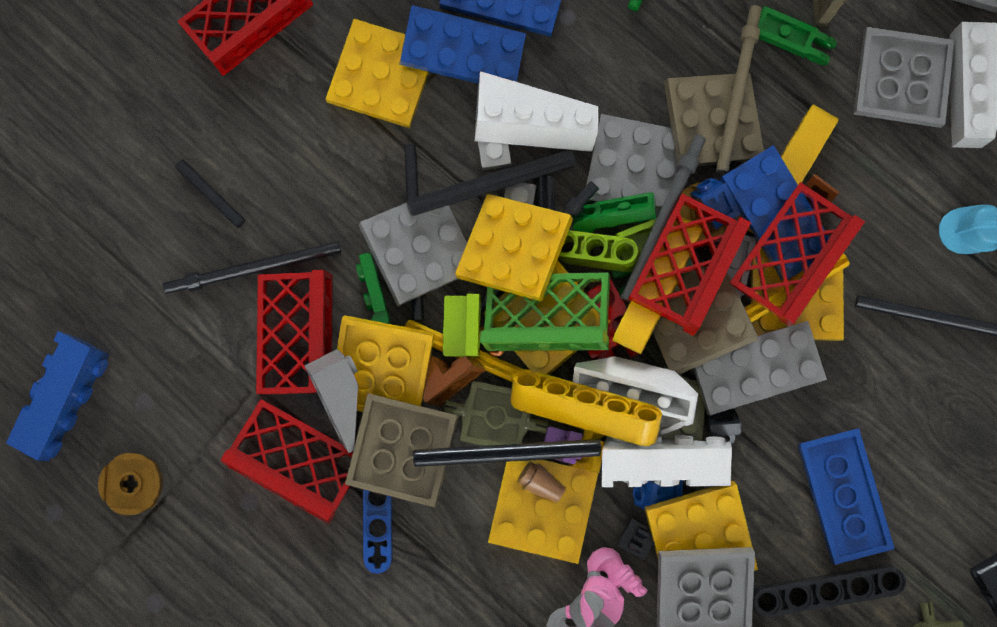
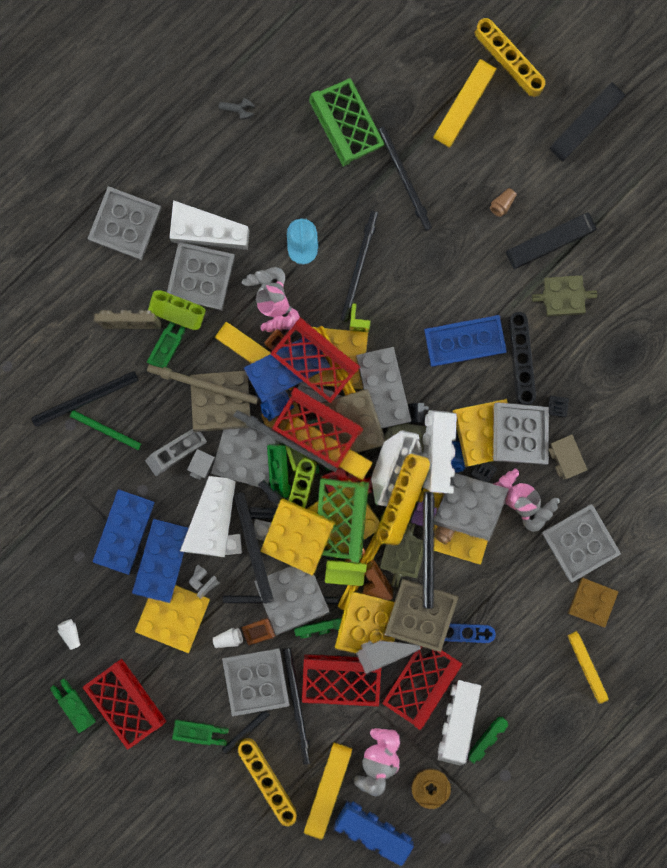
camera: 90 degrees left, 5 degrees up
(119, 229) = (268, 791): none -> yellow beam
(122, 322) = (327, 791): none -> yellow beam
(170, 396) = (379, 761): none -> hair
(205, 121) = (198, 732): none -> green hinge
(211, 571) = (487, 739): none -> green hinge
(235, 523) = (459, 723): none -> white wedge
(286, 202) = (255, 682): none -> light grey plate
(350, 158) = (228, 638): none -> white cone
(363, 199) = (258, 631): none -> dark orange slope
(423, 111) = (195, 582): none -> light grey piece
(580, 520) = (471, 507): none -> light grey plate
(614, 96) = (201, 464): none -> light grey brick
(630, 57) = (175, 451): none -> light grey slope
(849, 43) = (176, 310): none -> lime beam
(858, 319) = (358, 325): none -> lime panel
(883, 185) = (272, 299): none -> hair

